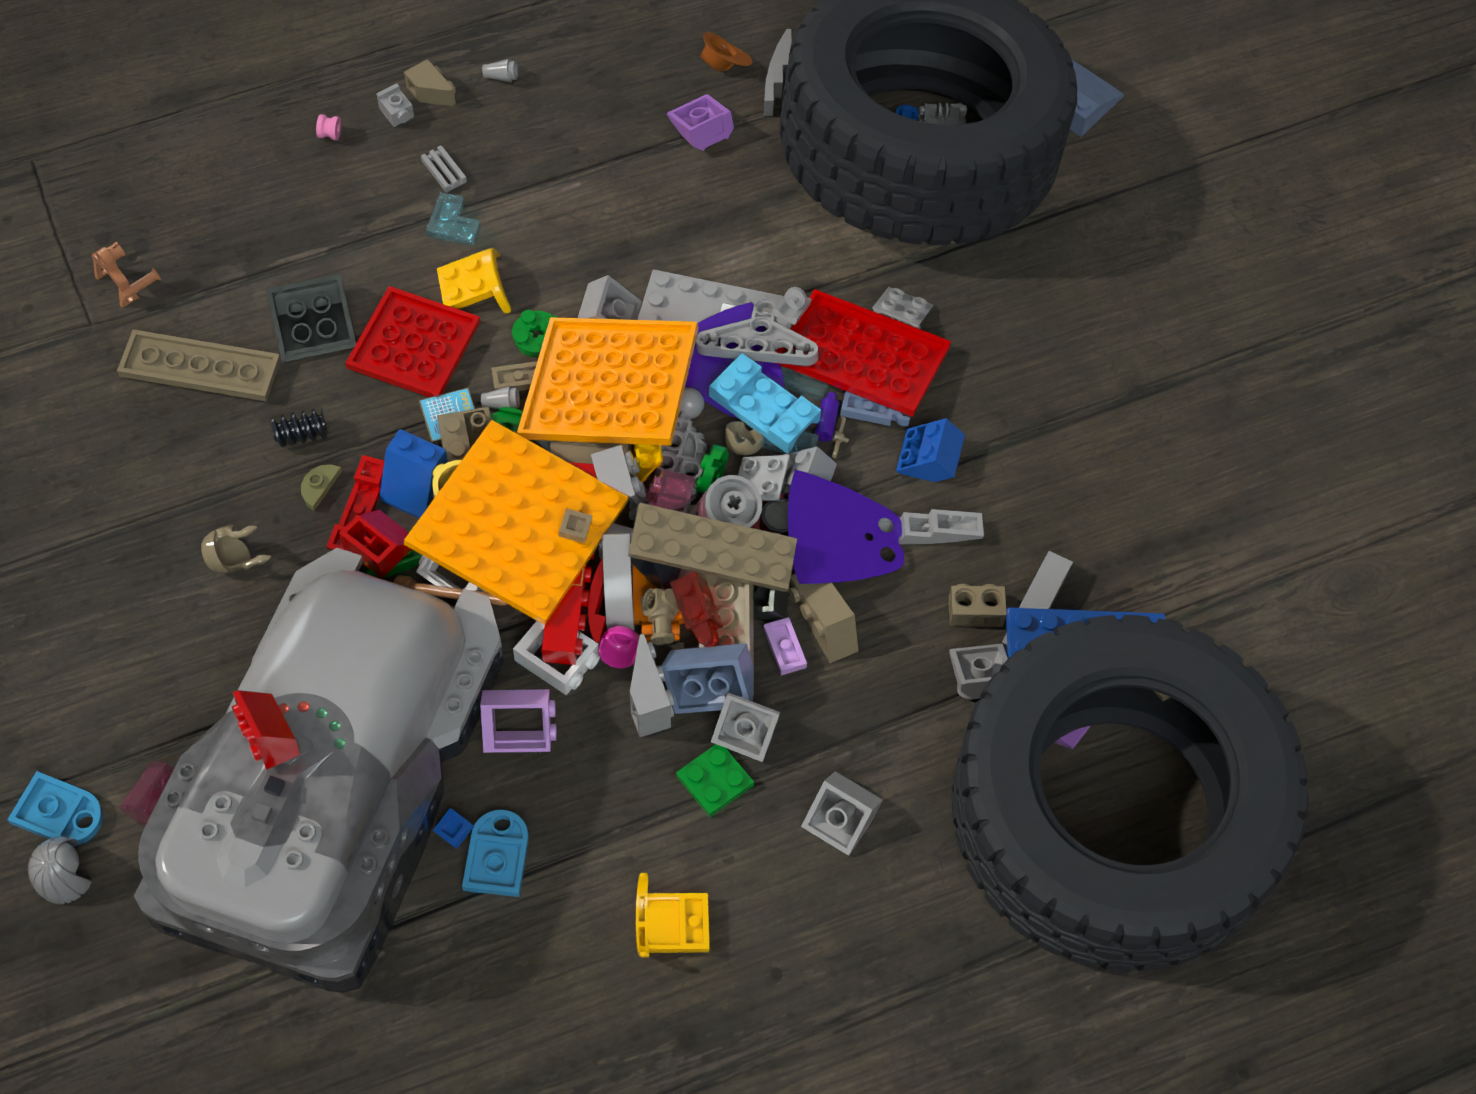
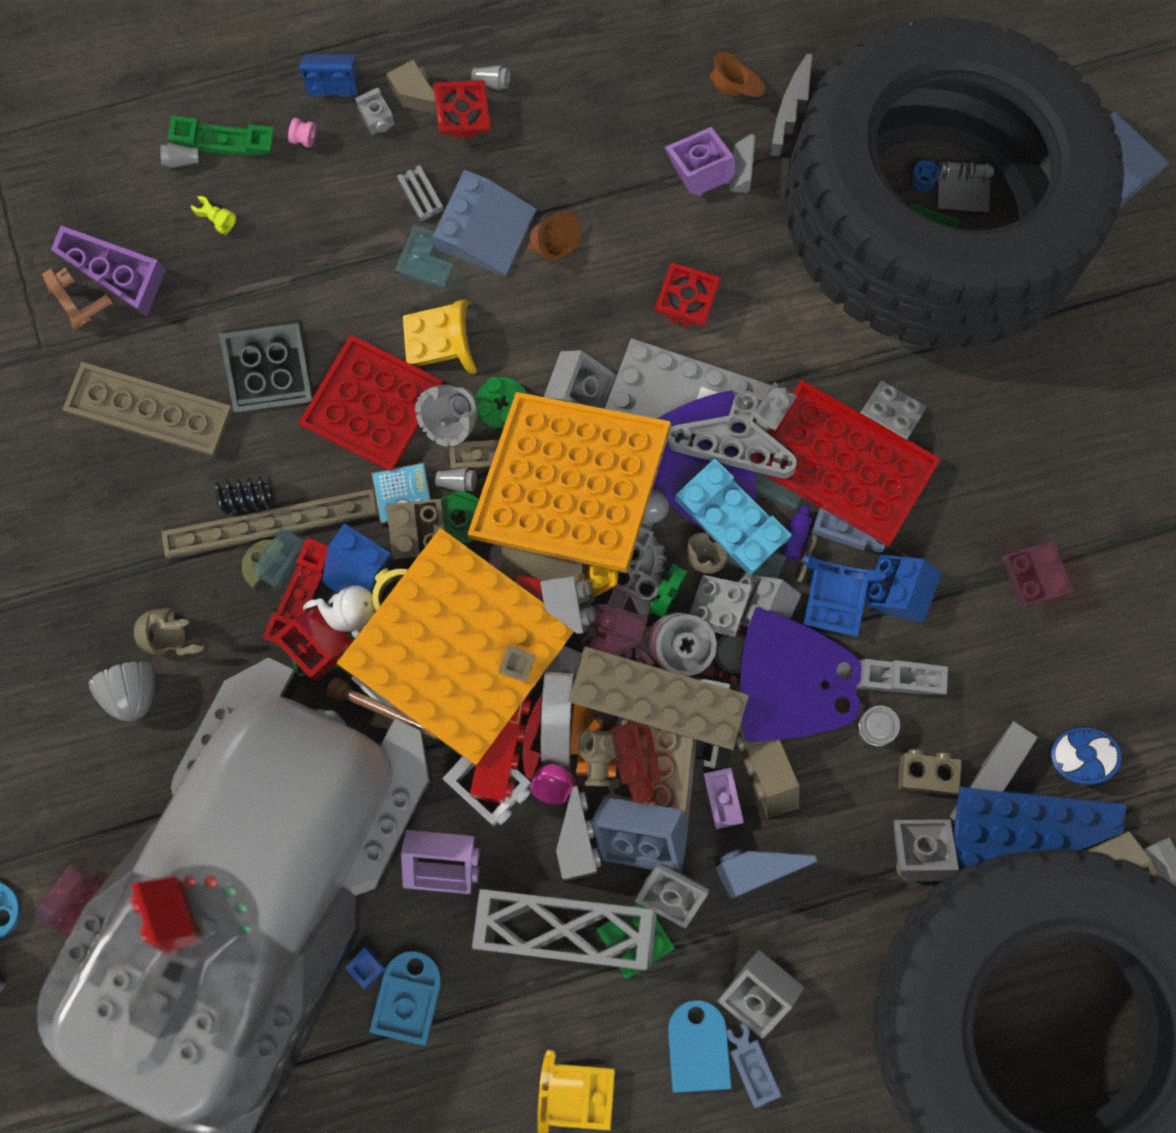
camera: 10 degrees right, 15 degrees up
(168, 250) = (117, 269): none -> medium lavender wedge
(195, 600) = (125, 690): none -> light grey hair
(212, 154) = (178, 155): none -> light grey cone
(252, 139) = (221, 139): none -> green slope
(259, 202) = (222, 218): none -> neon yellow piece
(323, 452) = (268, 523): none -> dark tan tile
(336, 479) = (279, 558): none -> clear light blue slope
(351, 79) = (330, 74): none -> blue slope
(408, 508) = (350, 609): none -> white hair
(477, 96) = (460, 111): none -> red piece
(486, 340) = (447, 413): none -> light grey hair
(504, 188) = (483, 224): none -> sand blue slope
(573, 191) = (556, 236): none -> dark orange piece
(650, 785) = (491, 920): none -> light grey piece
(699, 228) = (687, 297): none -> red piece
(740, 120) = (743, 155): none -> light grey slope
(787, 872) = (698, 1050): none -> dark azure tile
(828, 692) = (753, 869): none -> sand blue slope
(842, 880) = (753, 1069): none -> sand blue plate
(871, 463) = (837, 596): none -> blue piece
(924, 570) = (879, 726): none -> light grey wheel
(1054, 428) = (1037, 575): none -> clear pink slope
(1120, 575) = (1086, 756): none -> shield

